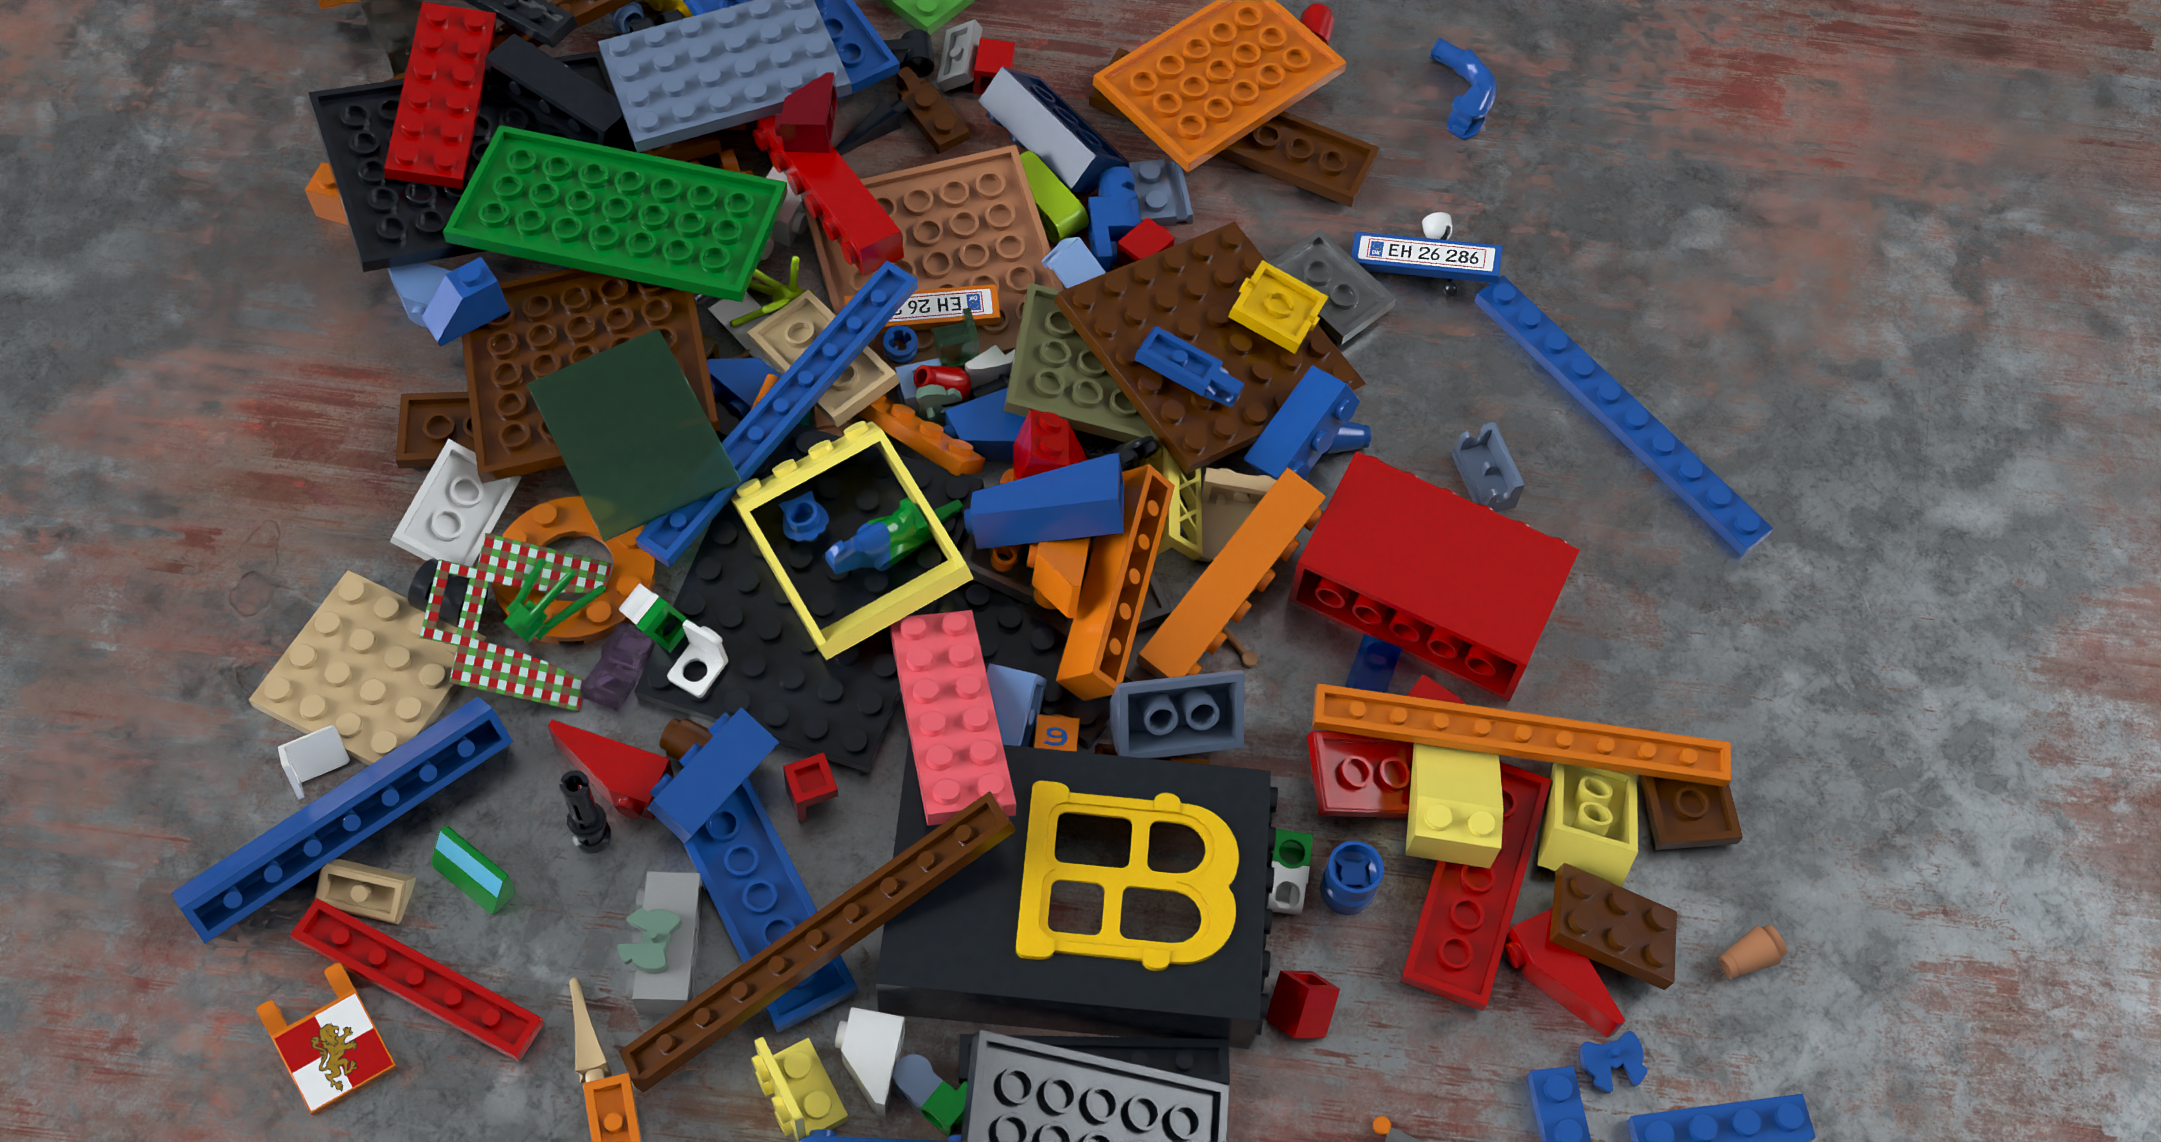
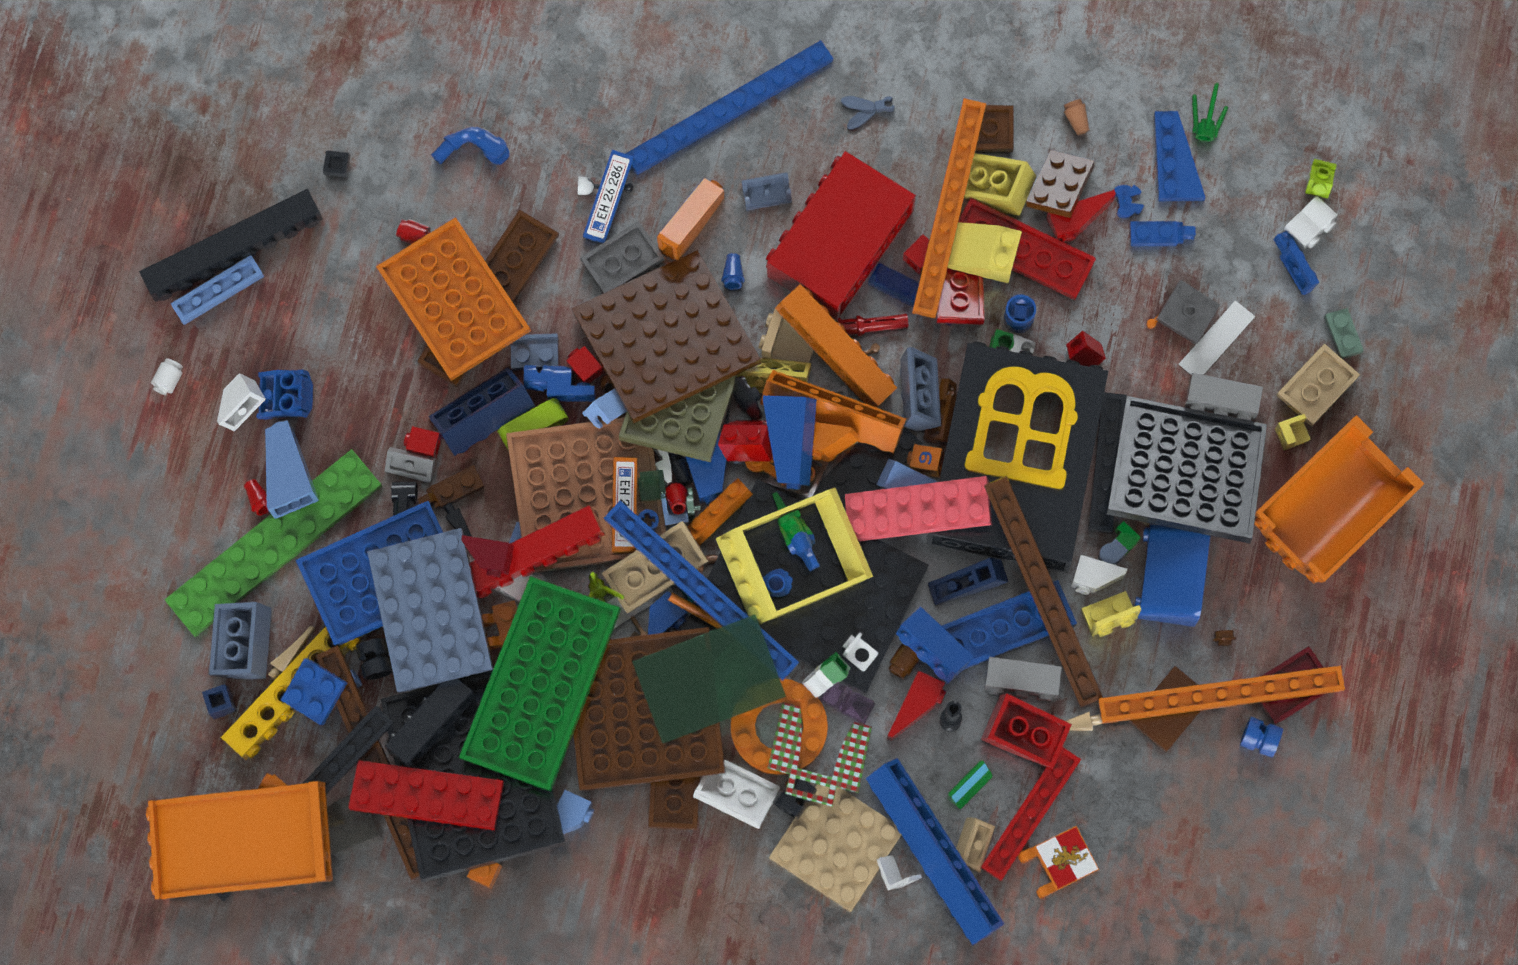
camera: 75 degrees left, 15 degrees up
(464, 302) = (598, 781): blue slope -> none
(529, 619) = (821, 746): green plant -> none
(564, 951) = (1026, 731): none -> red slope
(658, 928) = (1022, 678): sand green piece -> none
(809, 783) = (939, 596): red panel -> none
(844, 838) = (968, 581): none -> dark blue slope
(1188, 366) = (696, 349): blue hinge -> none
(1278, 306) = (649, 290): yellow plate -> none
(1284, 628) = (861, 325): none -> red pin
(1303, 426) = (738, 291): blue brick -> none
(1412, 362) = (690, 219): none -> slope
(1670, 611) = (866, 108): none -> sand blue piece

